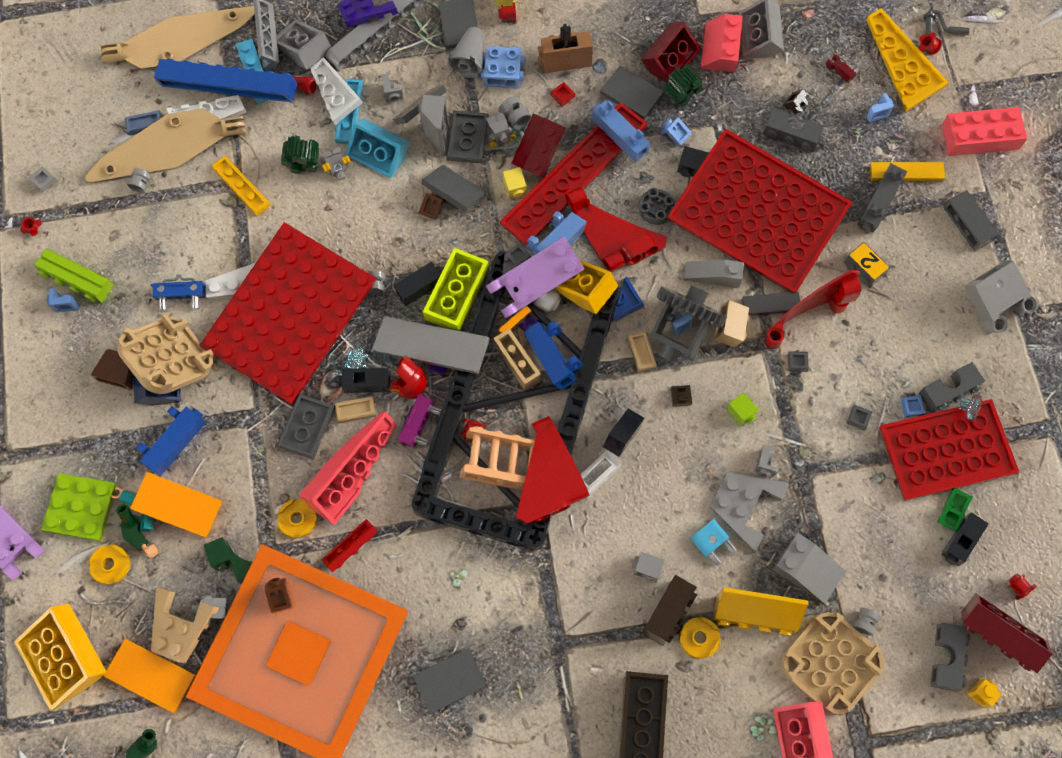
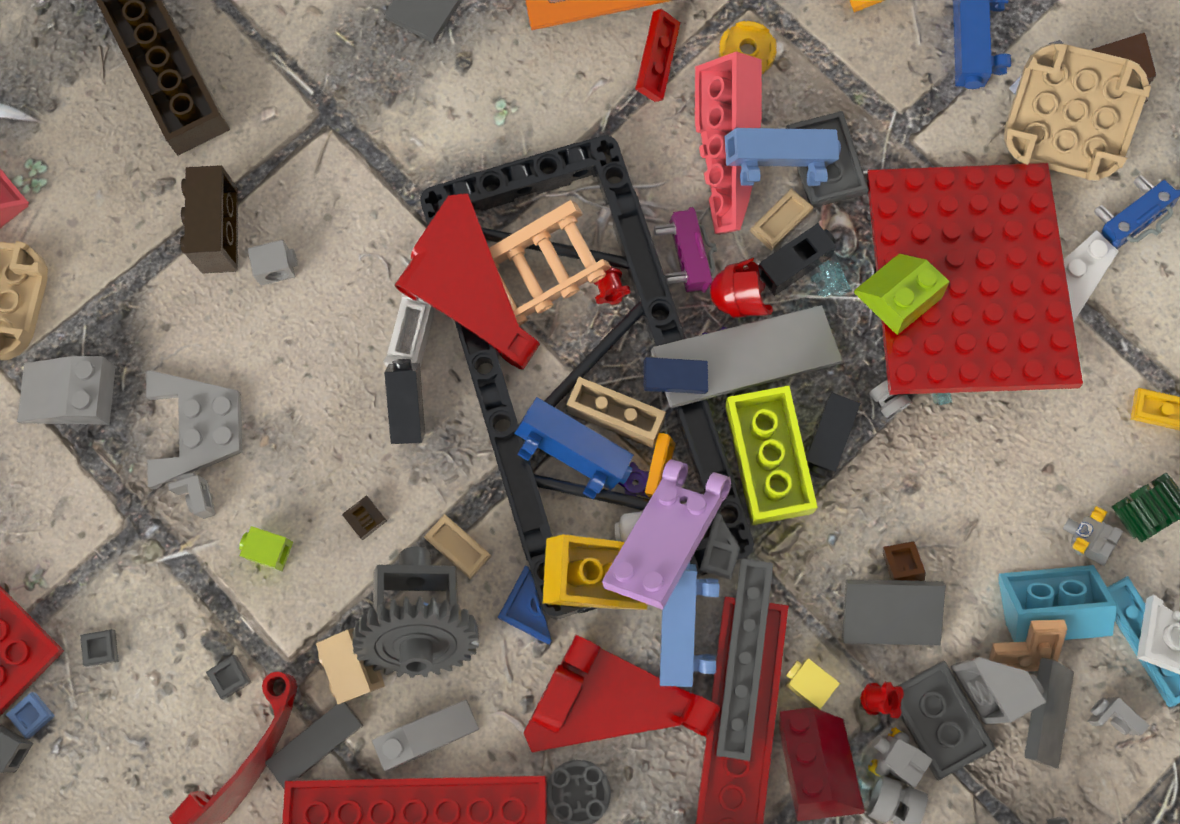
camera: 150 degrees right, 5 degrees up
(330, 434) = (782, 148): none -> medium blue brick
(331, 318) = (902, 290): none -> lime slope
(402, 132) = (1042, 641): none -> light nougat tile
(476, 348) = (675, 375): none -> dark blue tile
(488, 157) = (882, 699): none -> red brick
(537, 208) = (744, 660): none -> dark grey plate
(695, 649) = (144, 224): yellow tile -> none
(710, 539) = (213, 350): medium azure piece -> none
(759, 611) = (99, 292): yellow slope -> none

